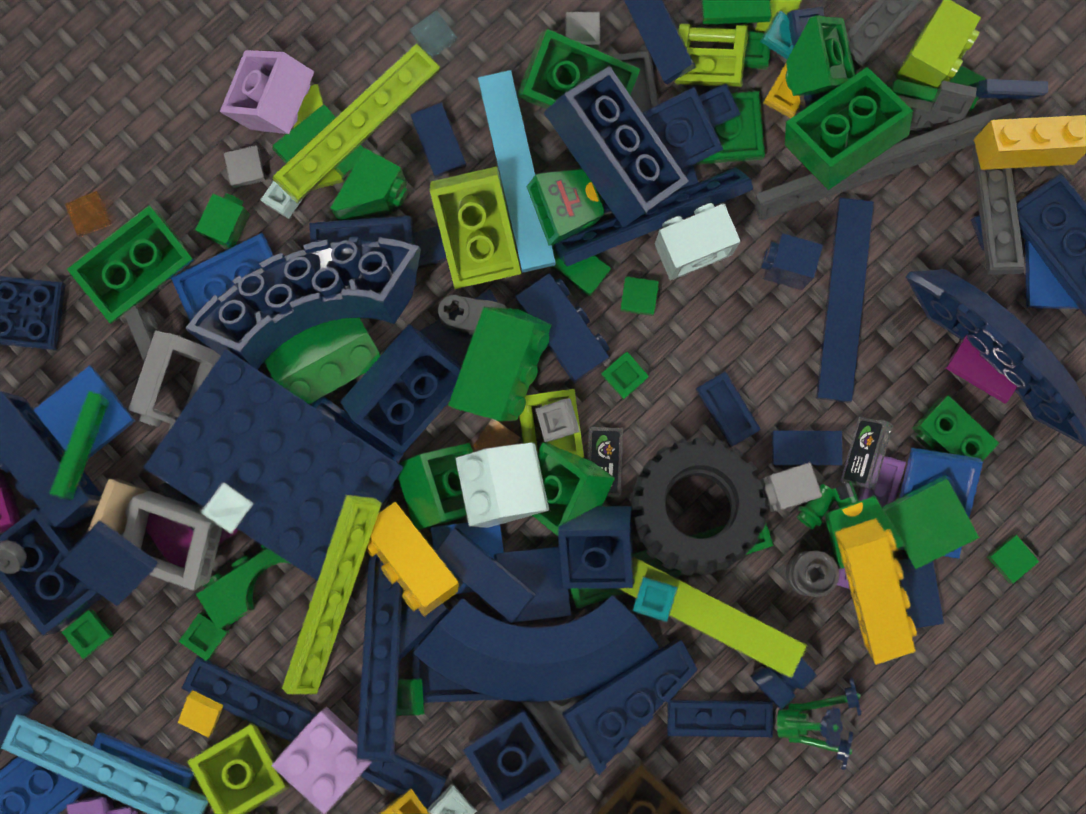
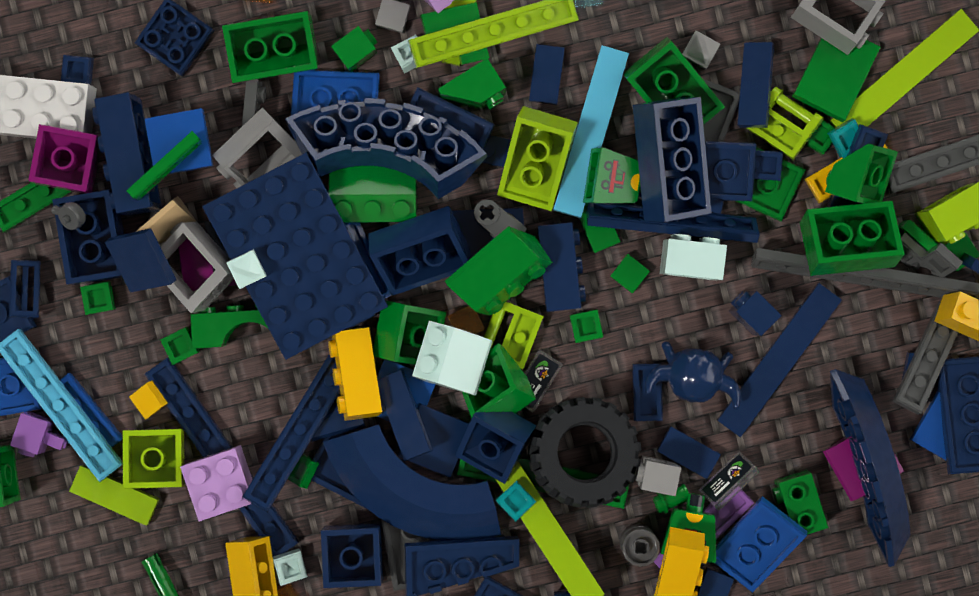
camera: 30 degrees right, 5 degrees up
(331, 595) = (287, 369): lime tile -> none
(557, 420) = (518, 333): light grey tile -> none
(767, 362) = (695, 375): none -> dark blue piece
(931, 522) = (745, 556): green tile -> none

